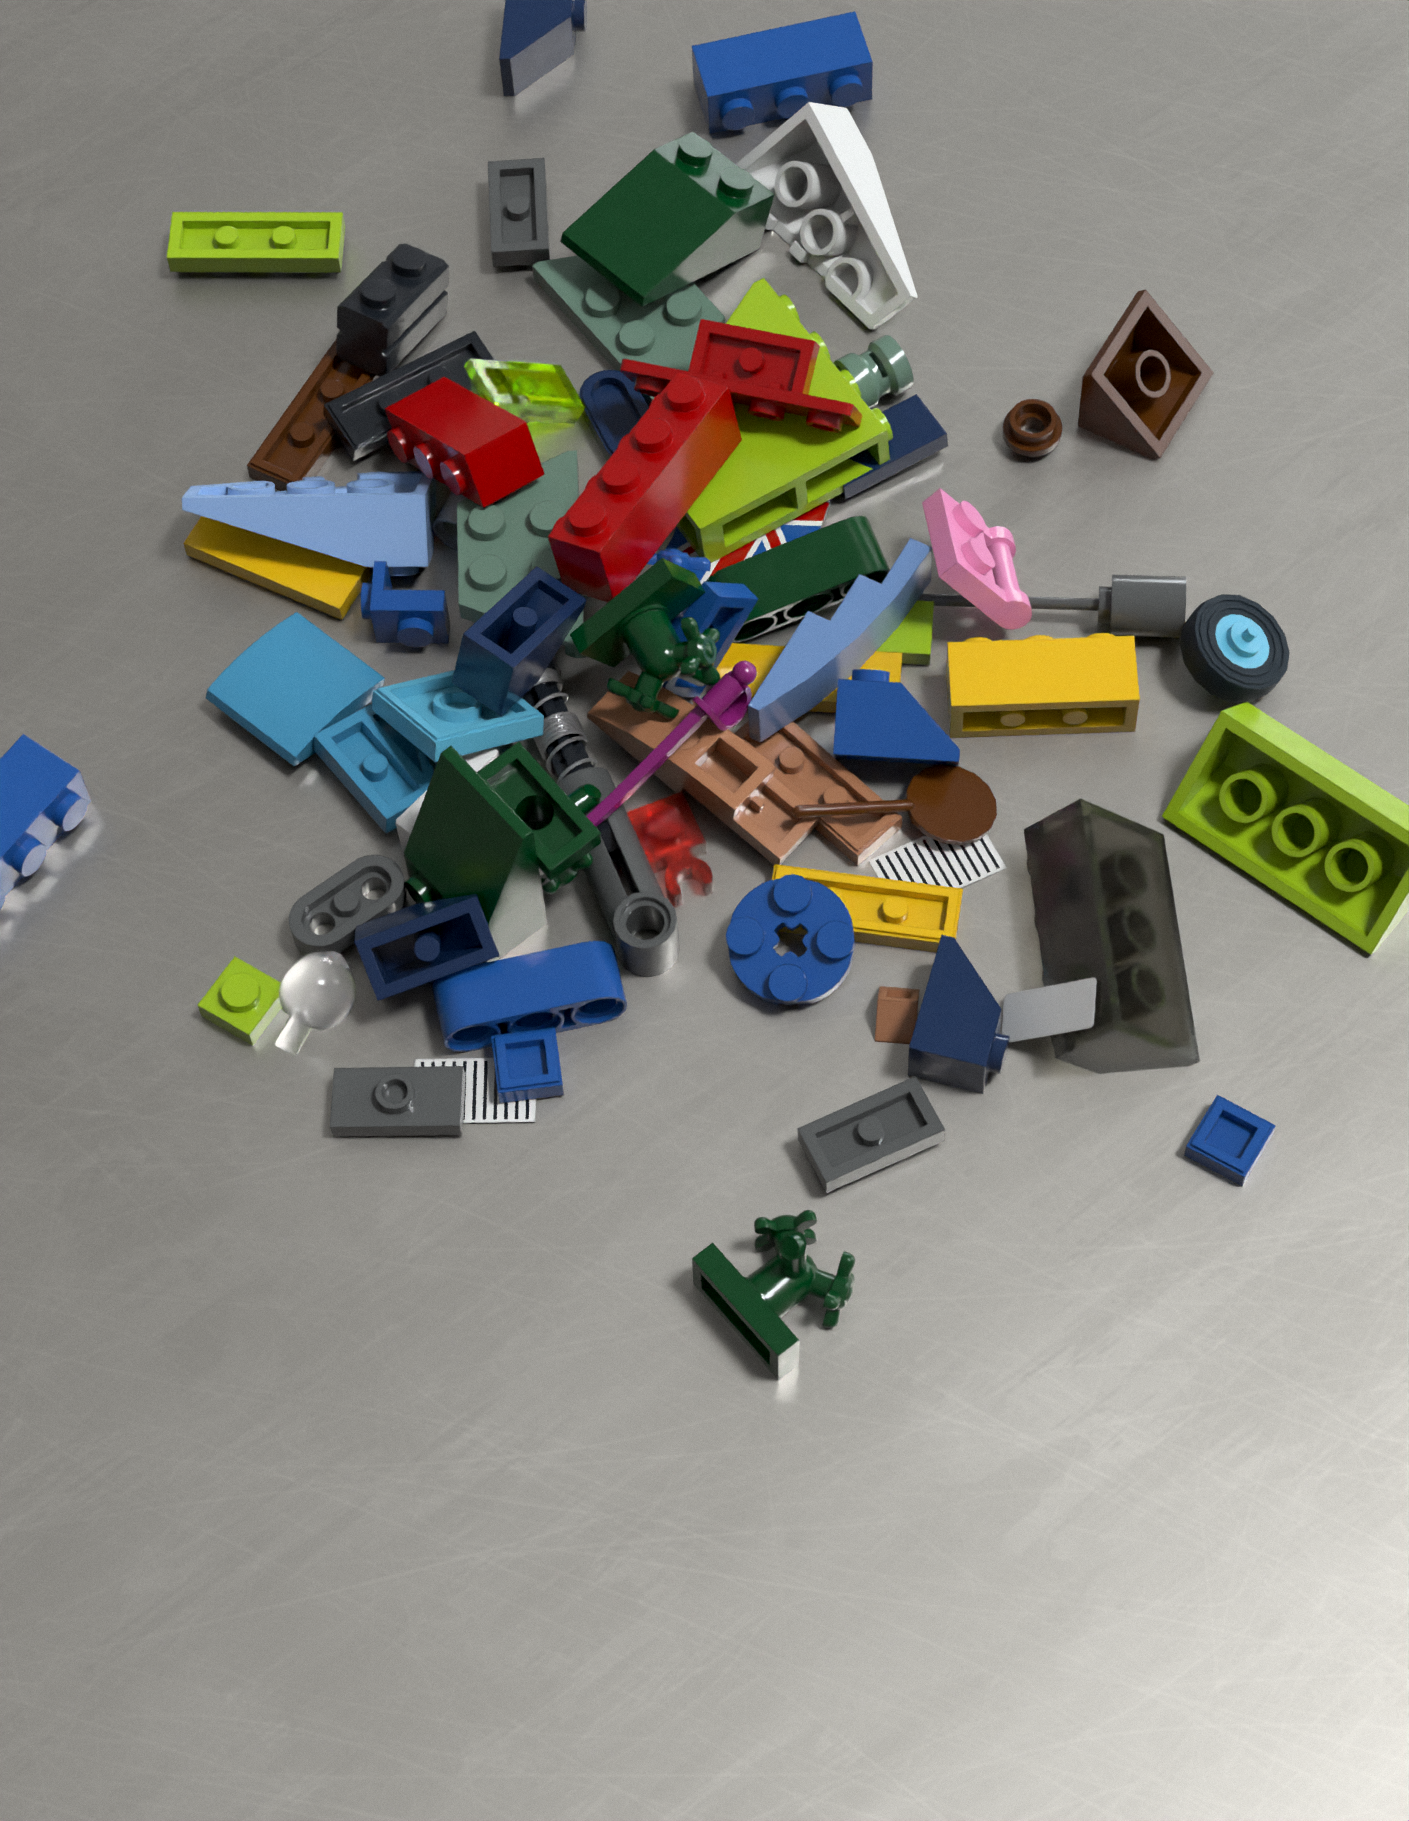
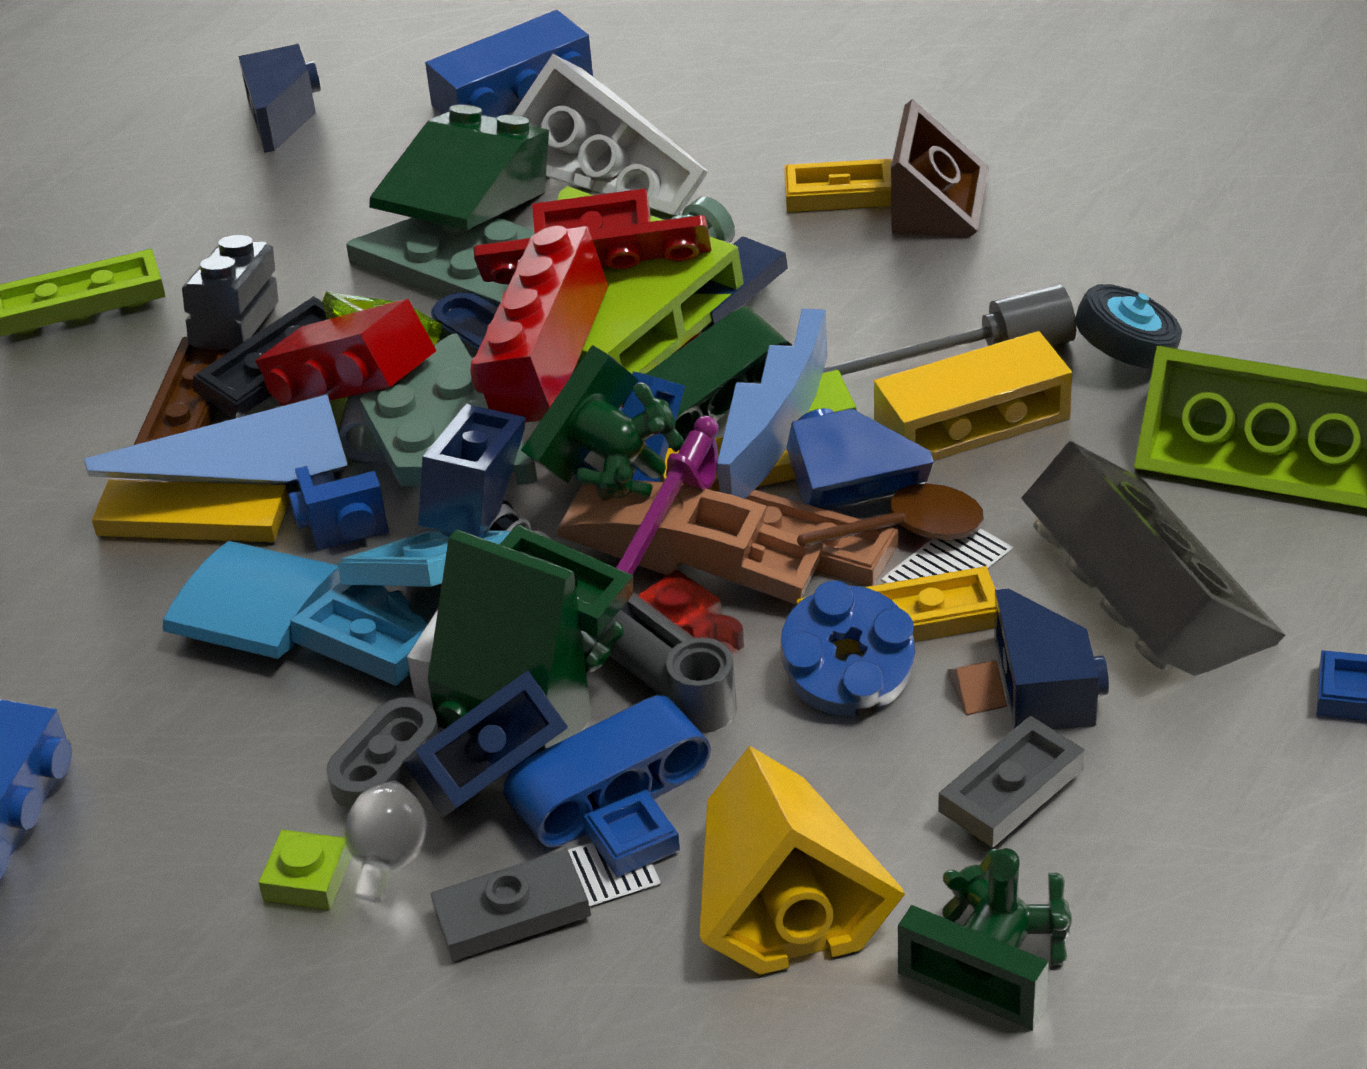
camera: 20 degrees left, 20 degrees down
(518, 212) = (316, 213): dark grey plate -> none
(631, 1157) = (785, 871): none -> yellow slope
(976, 559) = (868, 316): bright pink plate -> none
(1032, 415) = (856, 235): reddish brown plate -> none
(1047, 354) = (838, 185): none -> yellow tile
(1049, 1010) = (1136, 617): white sticker -> none

